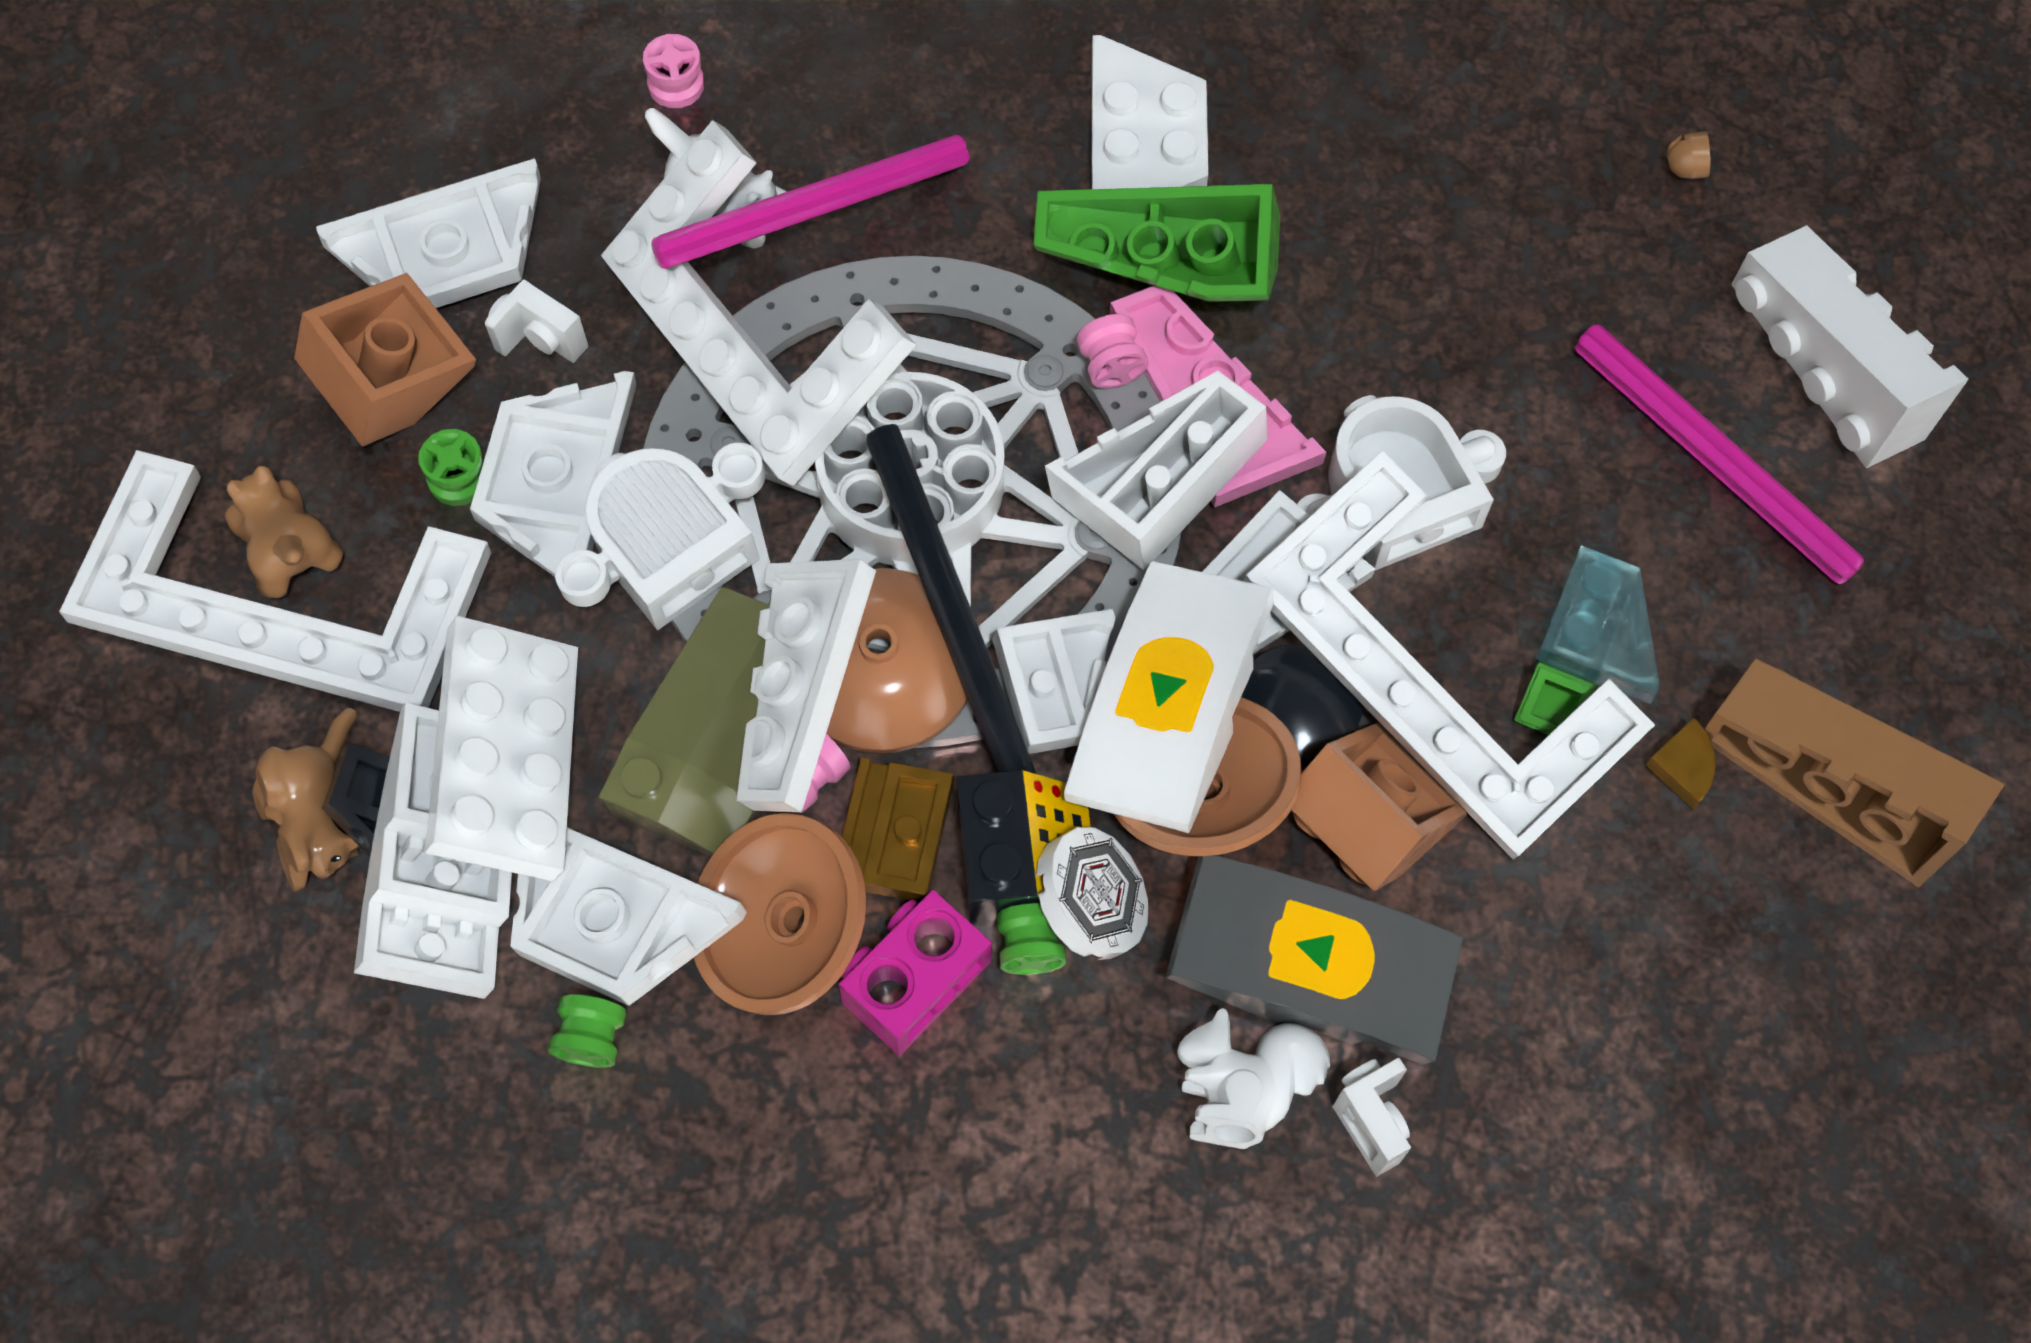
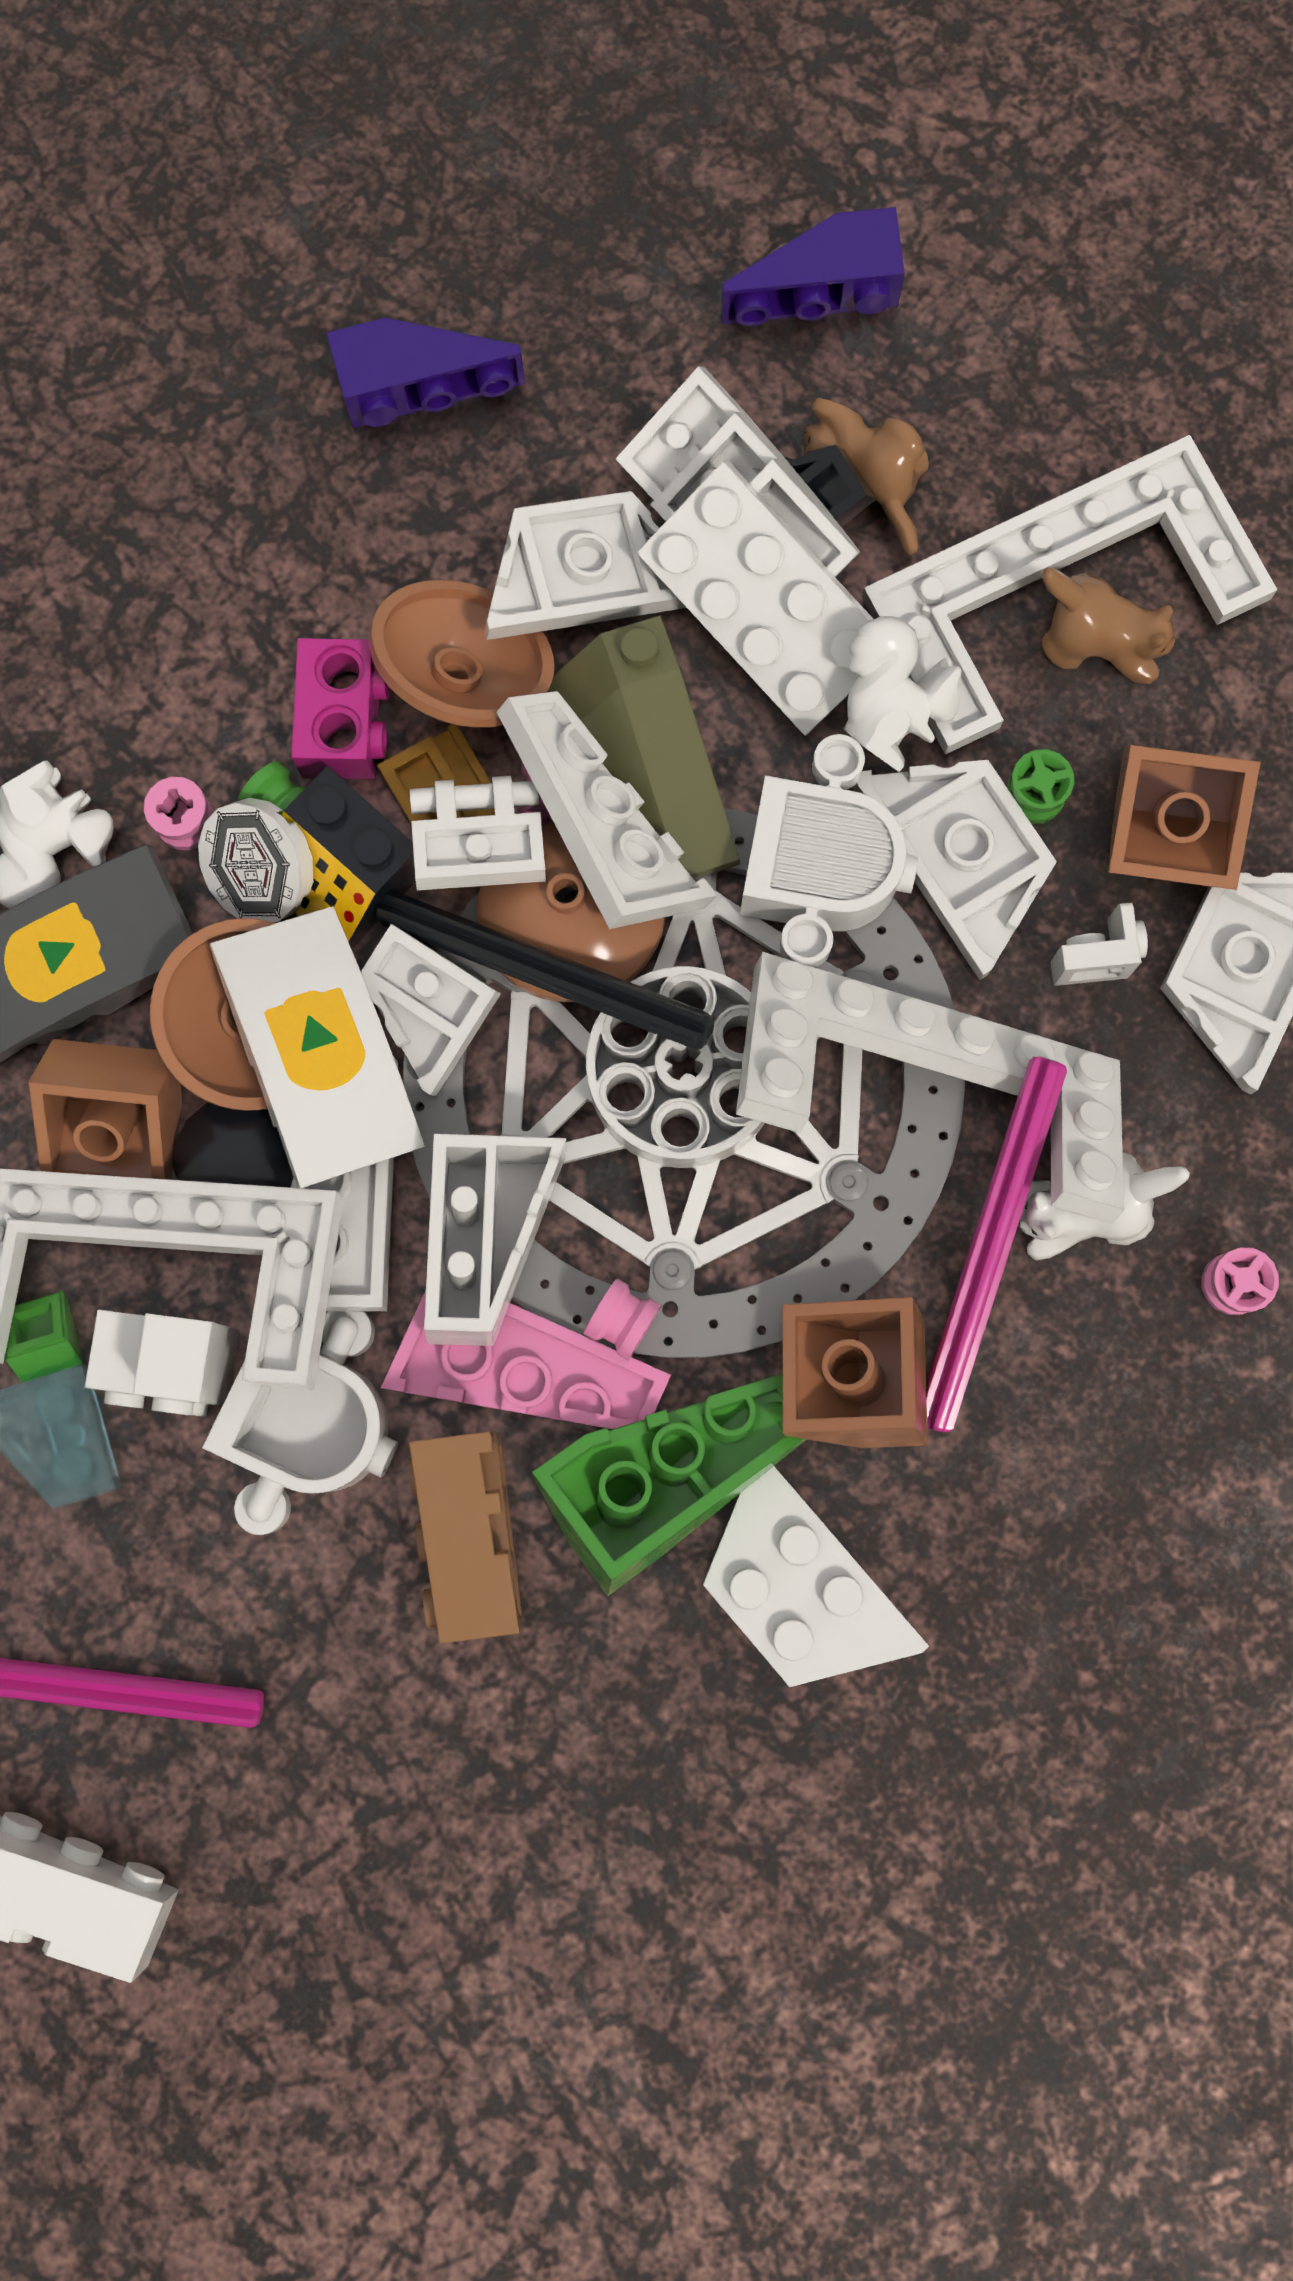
camera: 145 degrees right, 15 degrees up
(156, 996) = (832, 268): none -> dark purple slope
(491, 585) = (885, 701): none -> white animal
(587, 1031) = (522, 479): bright green wheel -> none
(590, 1232) = (410, 367): none -> dark purple slope
(916, 724) = (478, 848): none -> white plate
(983, 195) = (855, 1373): none -> nougat slope
(1112, 1013) = (186, 824): none -> bright pink wheel
(1343, 319) = (466, 1536): none -> medium nougat wedge
(1467, 588) = (163, 1357): none -> white brick
(1690, 155) = (304, 1996): medium nougat hinge -> none

